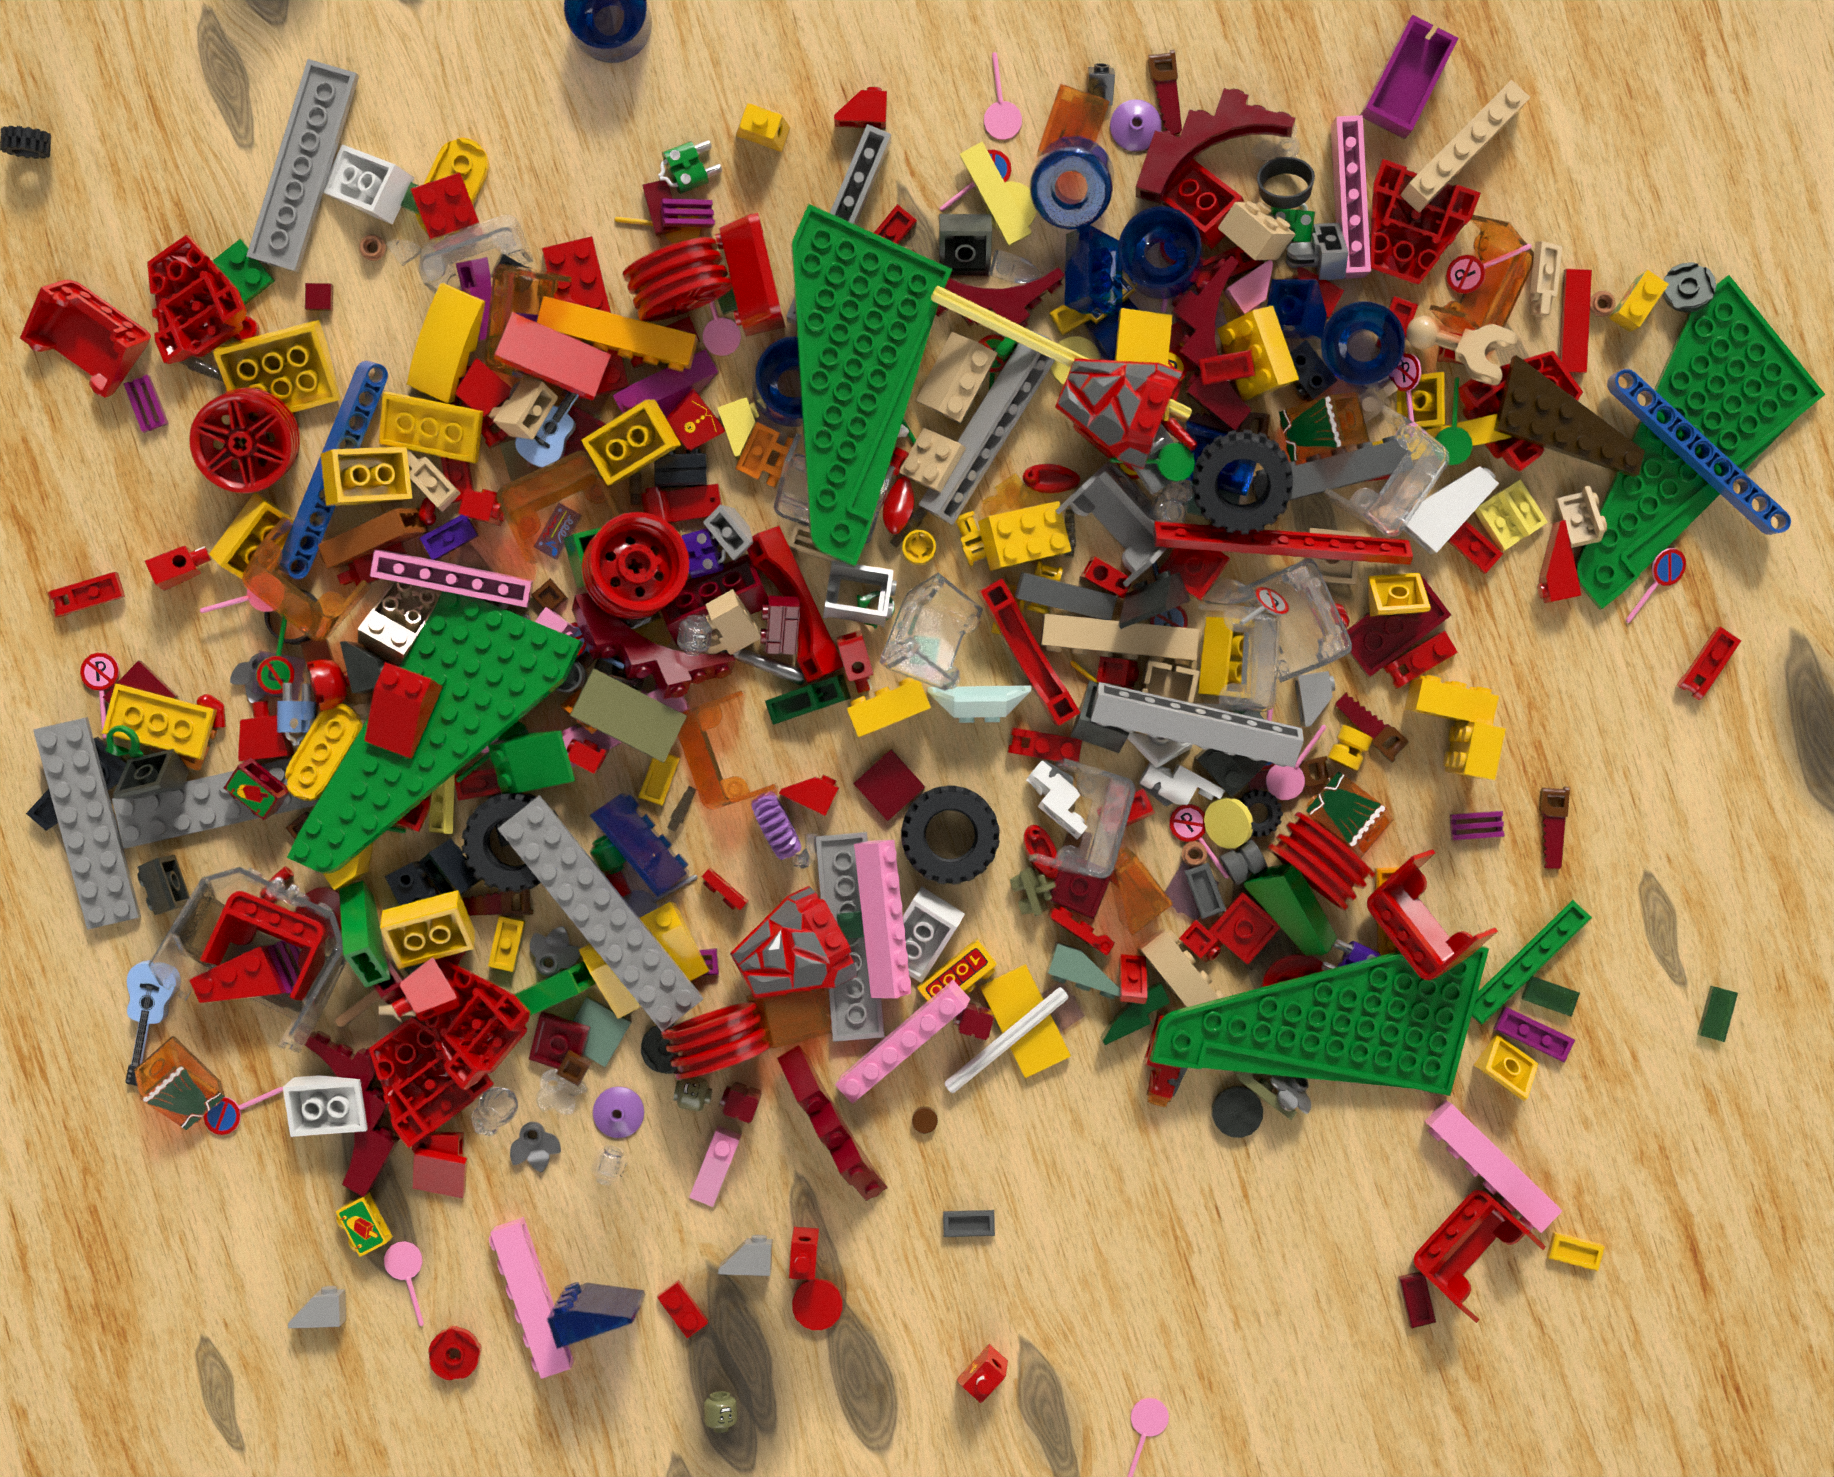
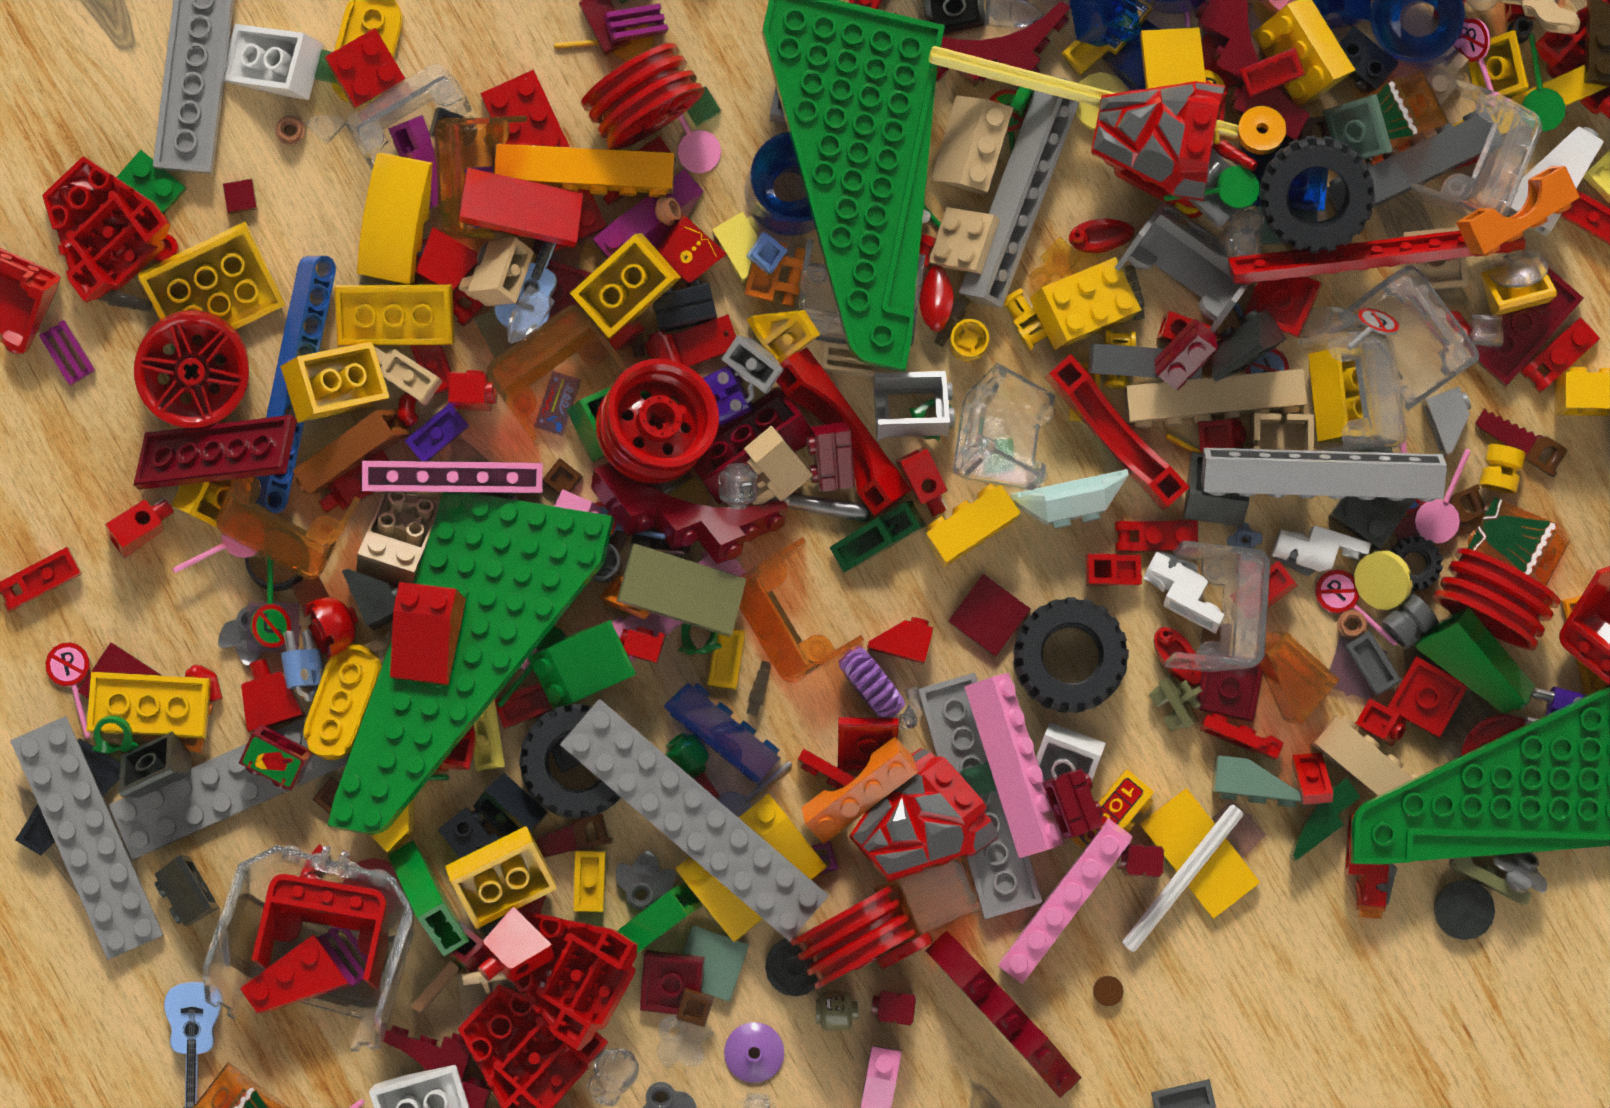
camera: 10 degrees left, 5 degrees down
(250, 518) = (215, 452): none -> dark red tile
(542, 451) = (528, 314): none -> clear plate
(625, 485) = (626, 335): none -> red tile
(629, 762) = (687, 643): none -> green piece
(681, 383) = (667, 210): none -> nougat plate
(751, 275) = (724, 76): red windscreen -> none
(760, 437) = (766, 253): none -> medium blue tile
(761, 509) = (783, 332): none -> yellow wing
(763, 874) = (861, 738): none -> red tile
(764, 1057) = (905, 950): none -> red tile
(772, 904) = (884, 773): none -> orange arch
(925, 963) = (1073, 803): none -> dark red brick
(1001, 768) = (1113, 570): none -> red brick
(1100, 598) = (1185, 354): none -> dark red brick
(1111, 762) = (1252, 538): none -> sand blue plate
(1159, 749) = (1285, 512): white tile -> none
(1198, 424) = (1261, 117): none -> light orange piece
(1292, 429) = (1359, 126): none -> sand green tile
(1362, 627) = (1487, 330): none -> clear tile
(1401, 580) = (1518, 268): none -> clear dish
(1441, 521) = (1547, 193): none -> orange arch
(1450, 366) = (1526, 28): none -> black pin

